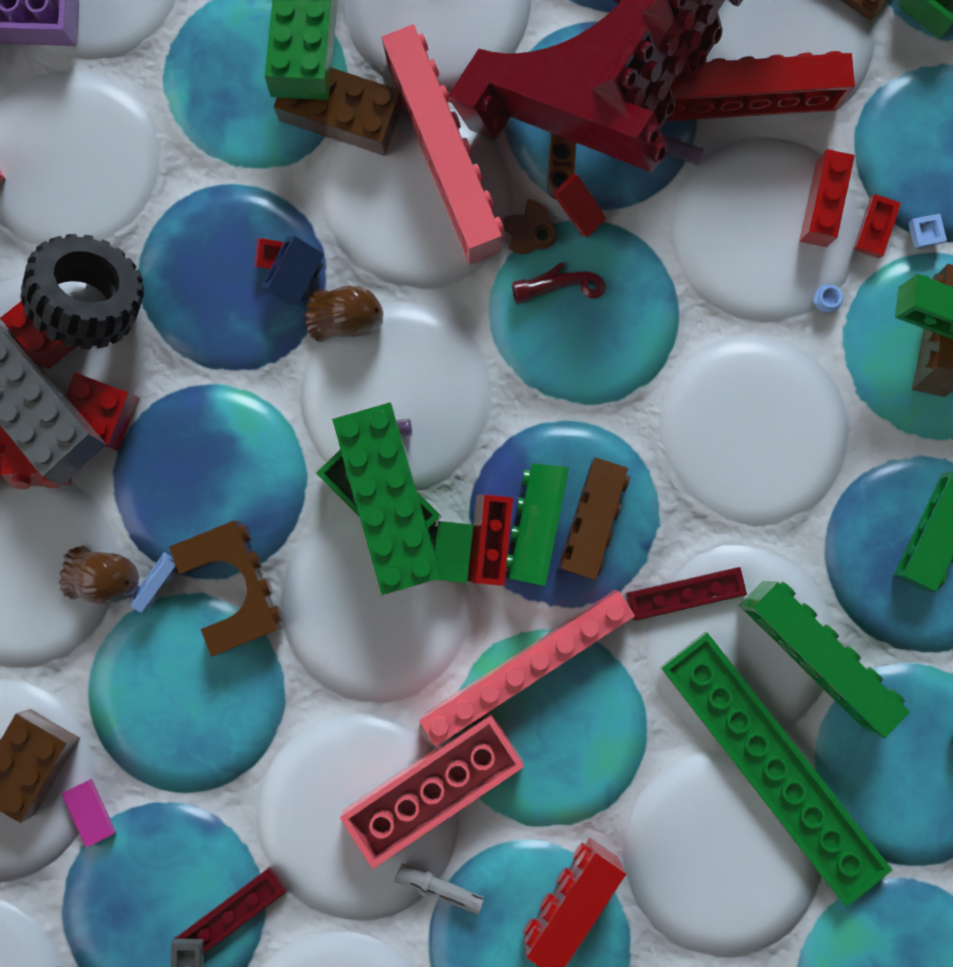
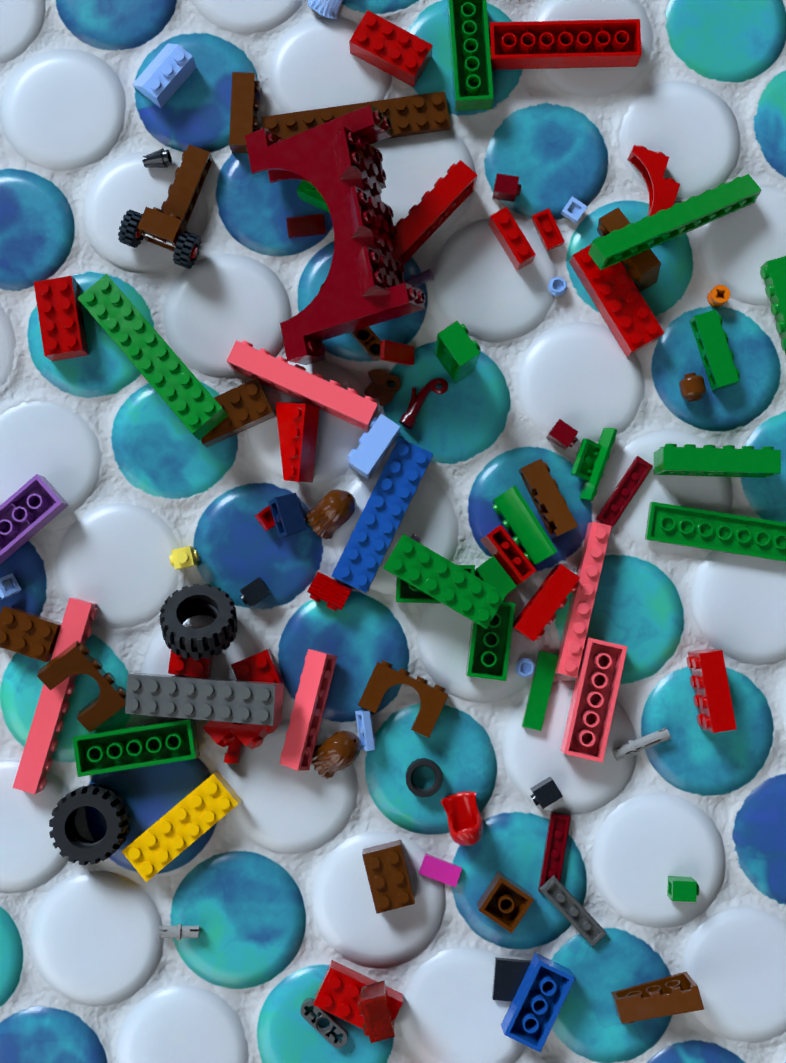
camera: 45 degrees left, 0 degrees up
(112, 502) = (308, 710): none -> coral brick
(121, 917) = (505, 902): none -> reddish brown brick
(139, 213) = (184, 558): none -> light yellow brick
(144, 696) = (438, 777): none -> black tyre
(165, 781) = (463, 818): none -> red piece
(179, 321) = (254, 592): none -> black brick
(259, 395) = (330, 591): none -> red brick
(281, 840) = (545, 793): none -> black brick
(375, 621) = (491, 646): none -> green brick
(380, 199) = (297, 440): none -> red wedge
(384, 722) = (540, 690): none -> green tile
(392, 681) = (525, 667): none -> light blue plate
(394, 367) = (382, 515): none -> blue brick
(456, 282) = (373, 445): none -> light blue brick
(480, 631) = (545, 602): none -> red brick
(645, 258) = (457, 351): none -> green brick
(678, 465) = (563, 435): none -> dark red brick
(682, 525) = (592, 461): none -> green bracket
(874, 137) = (506, 187): none -> dark red brick
(875, 549) = (692, 387): none -> reddish brown head
(880, 377) = (618, 302): none -> red brick

